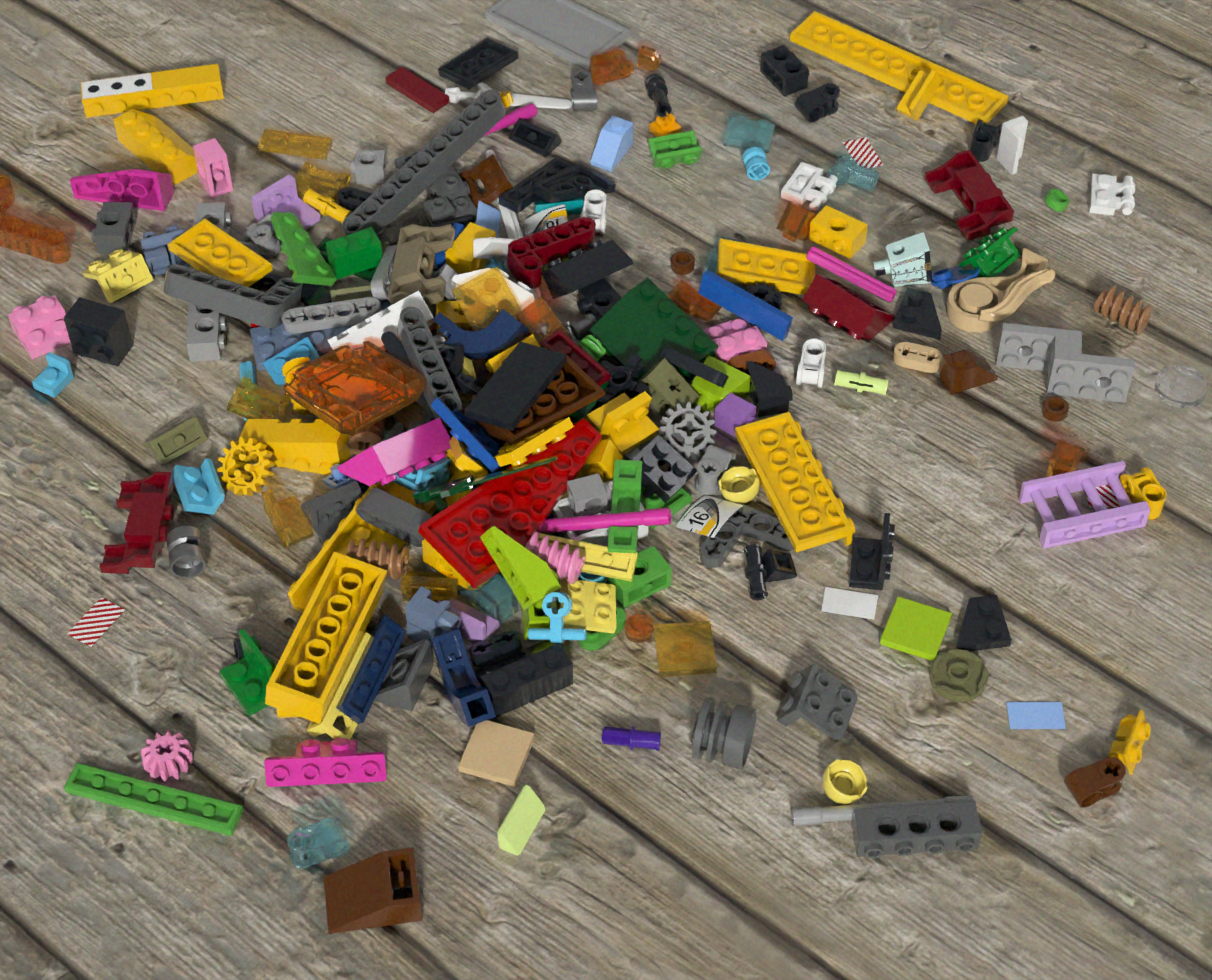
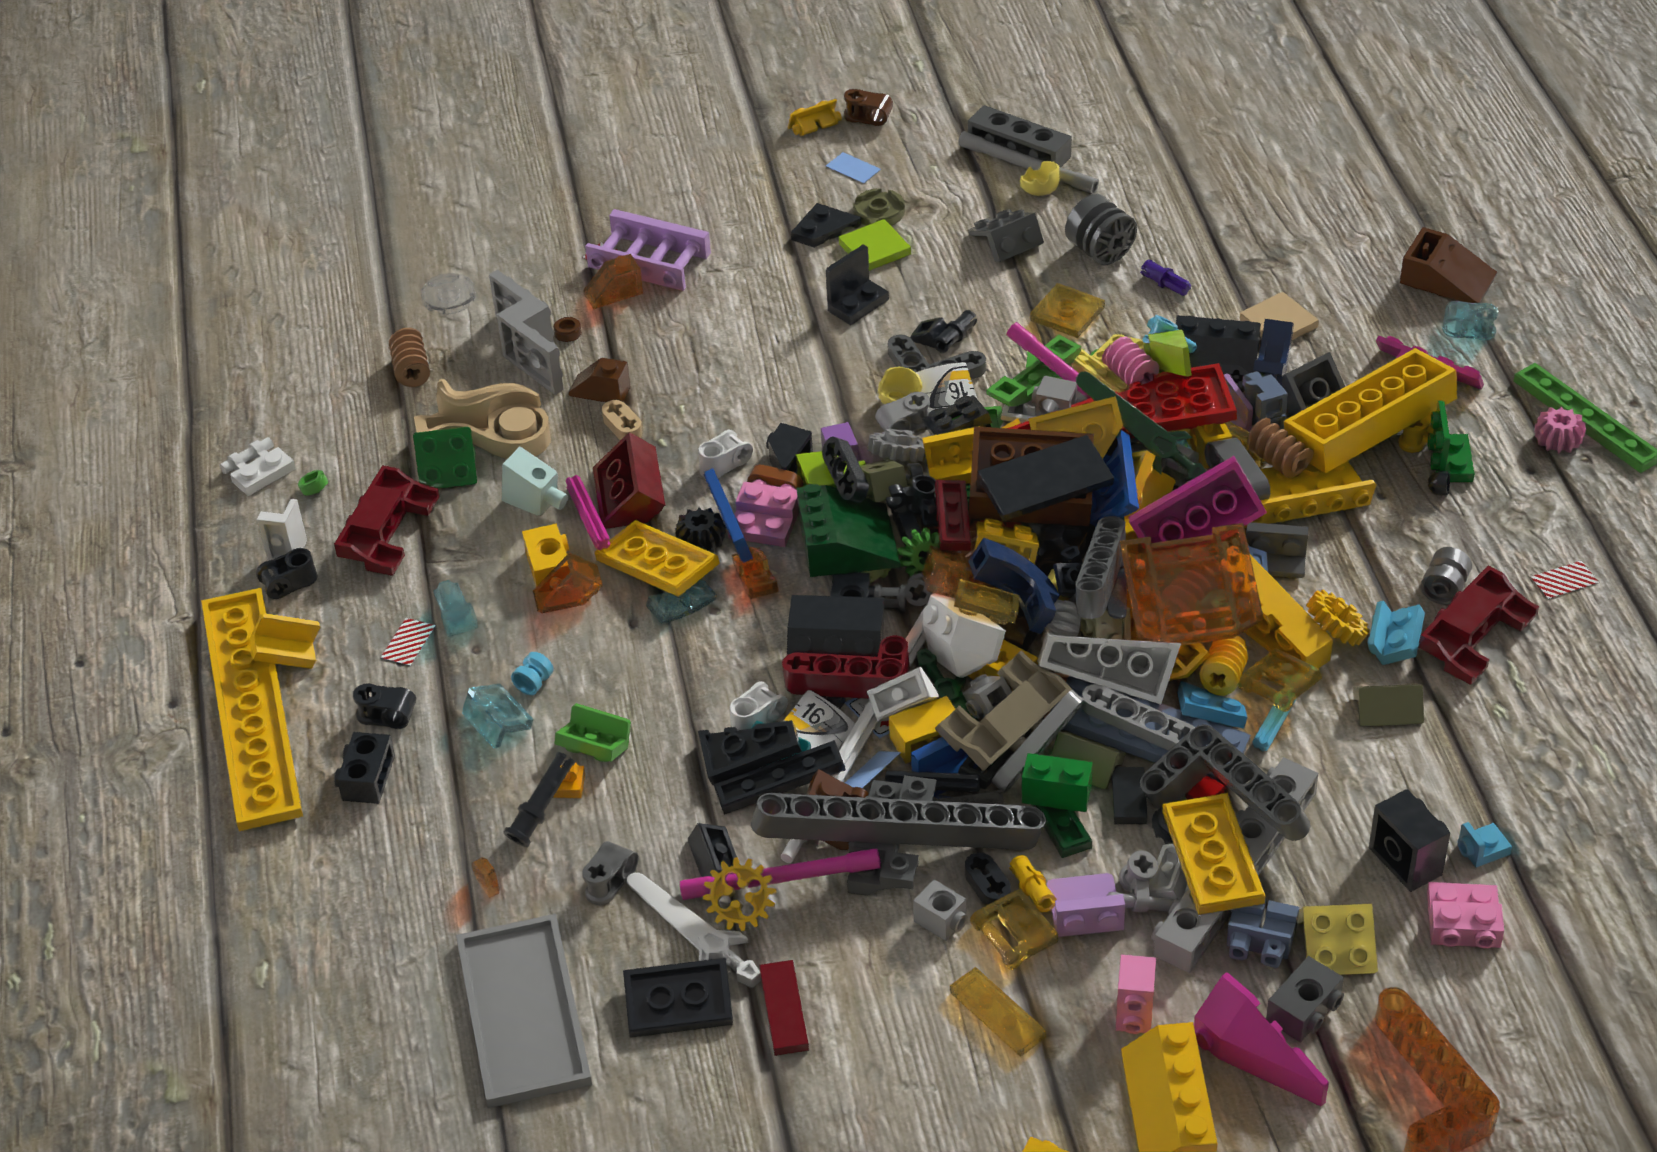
camera: 140 degrees left, 5 degrees down
(286, 519) = (1325, 569): clear yellow panel -> none
(302, 254) = (1110, 823): bright green wing -> none
(520, 821) = (1300, 269): yellowish green slope -> none
(607, 67) = (541, 891): clear orange piece -> none
(613, 143) = (646, 782): light blue slope -> none
(638, 628) = (1088, 342): clear orange tile -> none
(682, 263) = (721, 620): reddish brown tile -> none
(794, 482) = (852, 367): yellow bracket -> none
(802, 184) = (511, 624): white plate -> none
(849, 603) = (902, 288): white sticker -> none
(861, 382) = (697, 421): yellowish green pin -> none
(918, 314) = (573, 455): black wing -> none
(946, 277) = (494, 456): blue plate -> none
(1145, 487) = (592, 230): yellow piece -> none

